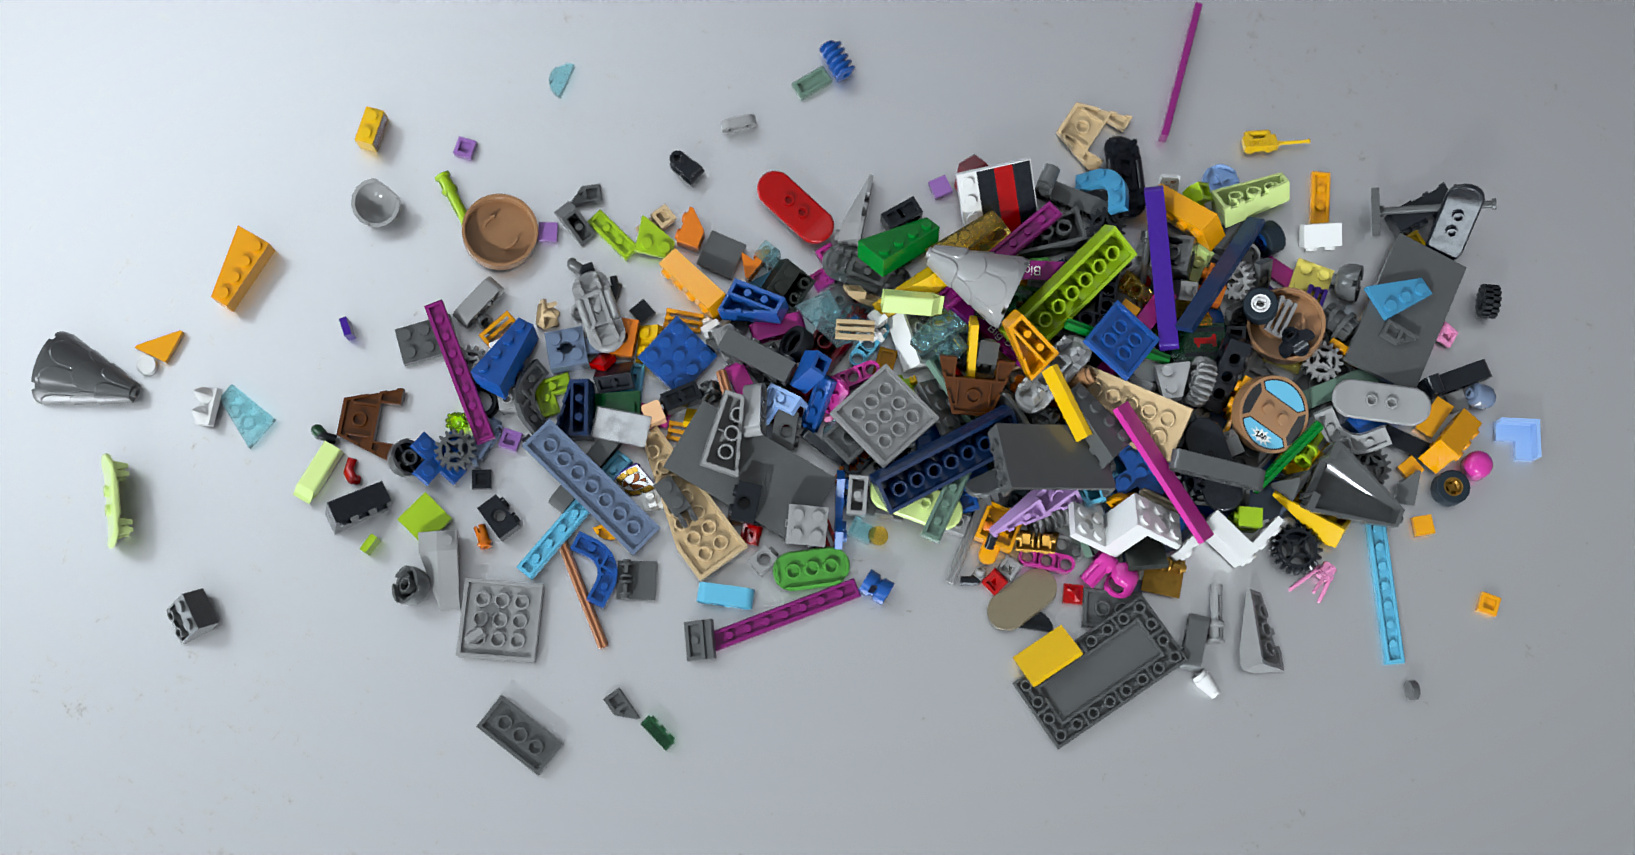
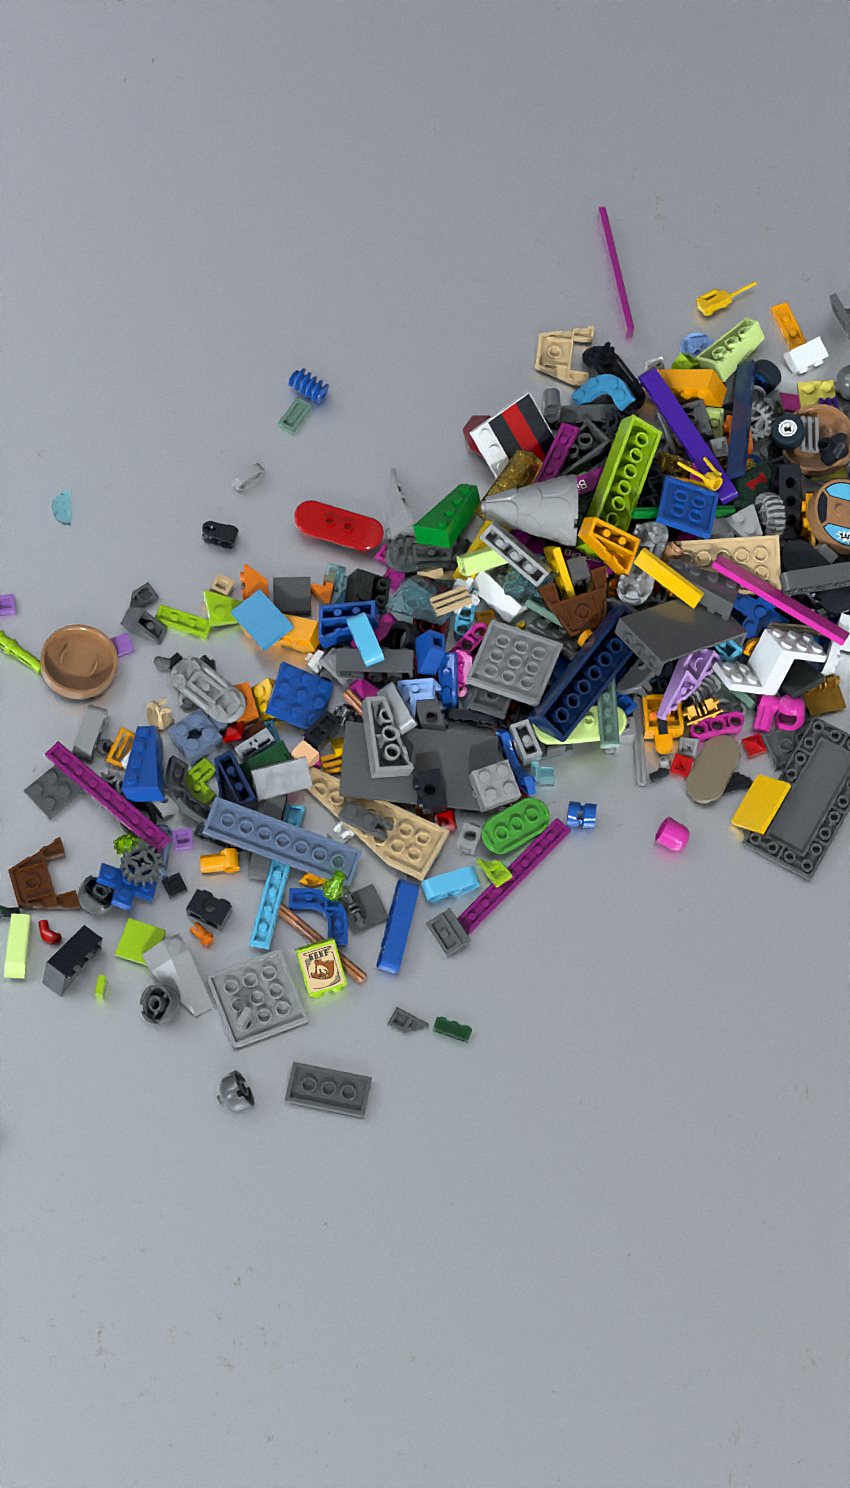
camera: 30 degrees left, 10 degrees down
(436, 699) = (234, 1093): none -> dark grey cylinder
(536, 478) = (224, 861): none -> light orange piece
(567, 620) = (320, 967): none -> brick
(615, 551) = (333, 888): none -> clear neon green cone
(634, 480) = (318, 819): shield -> none
(642, 312) = (245, 674): black tile -> none
(657, 613) = (397, 926): none -> blue beam
(677, 268) = (262, 620): none -> dark azure tile
(685, 314) = (291, 659): light orange tile -> none
(755, 332) = (365, 639): none -> medium azure beam
(771, 603) = (495, 871): none -> lime tile
(878, 535) = (560, 772): clear yellow tile -> none
(901, 214) = (436, 491): black brick -> none
(935, 313) = (515, 553): none -> light grey brick
(940, 187) = (457, 456): medium lavender tile -> none
(950, 648) = (672, 834): none -> dark pink helmet
(963, 420) = (584, 637): none -> light orange tile
(1157, 322) = (711, 480): none -> yellow plant

